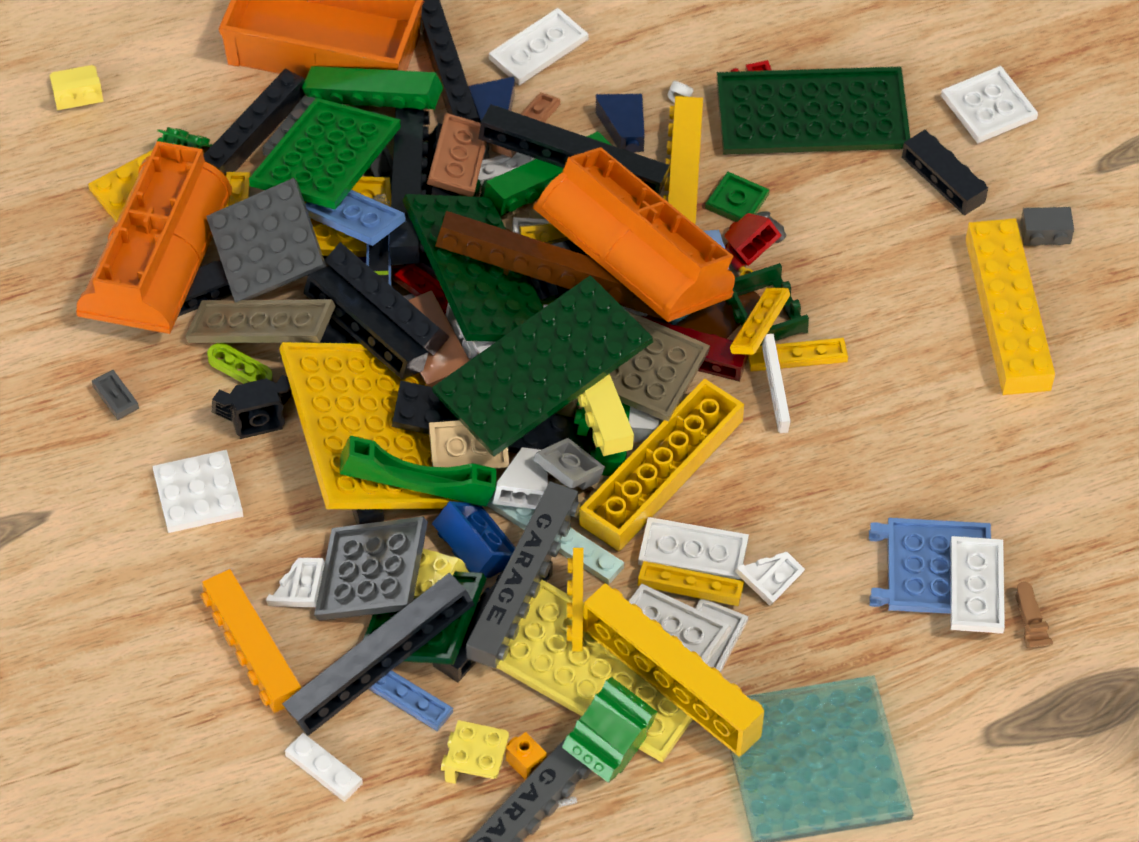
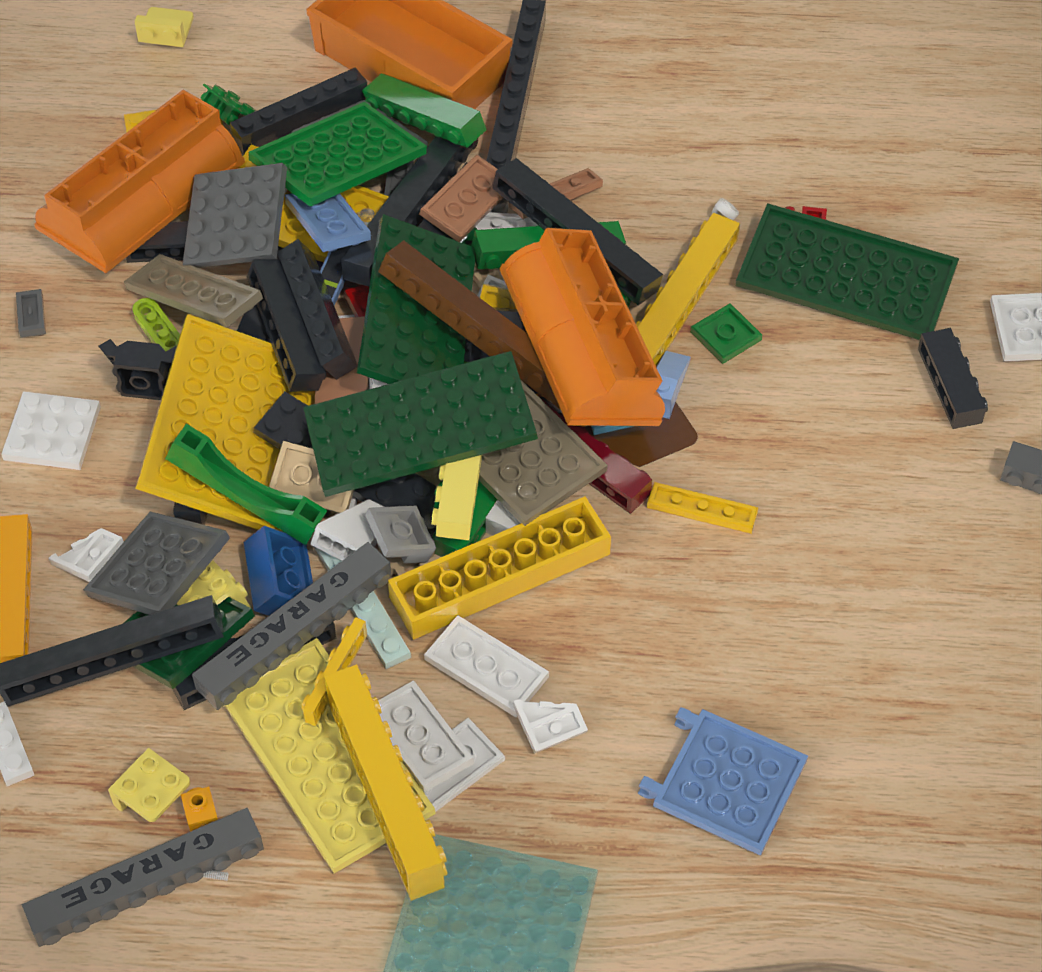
camera: 25 degrees right, 0 degrees up
(413, 700) = (128, 709): medium blue tile -> none
(496, 92) = (541, 156): dark blue slope -> none
(538, 46) = (610, 125): white plate -> none
(610, 730) = (286, 819): green slope -> none
(622, 119) = (654, 219): dark blue slope -> none
(691, 583) = (464, 699): yellow plate -> none
(751, 238) = (712, 375): red torso -> none
(760, 279) = (693, 419): dark green window -> none
(760, 321) = (673, 459): yellow tile -> none
(776, 383) = (660, 527): white tile -> none
(977, 584) = (755, 816): white plate -> none
(1009, 307) = (948, 538): yellow brick -> none
(1035, 629) = (799, 888): medium nougat piece -> none

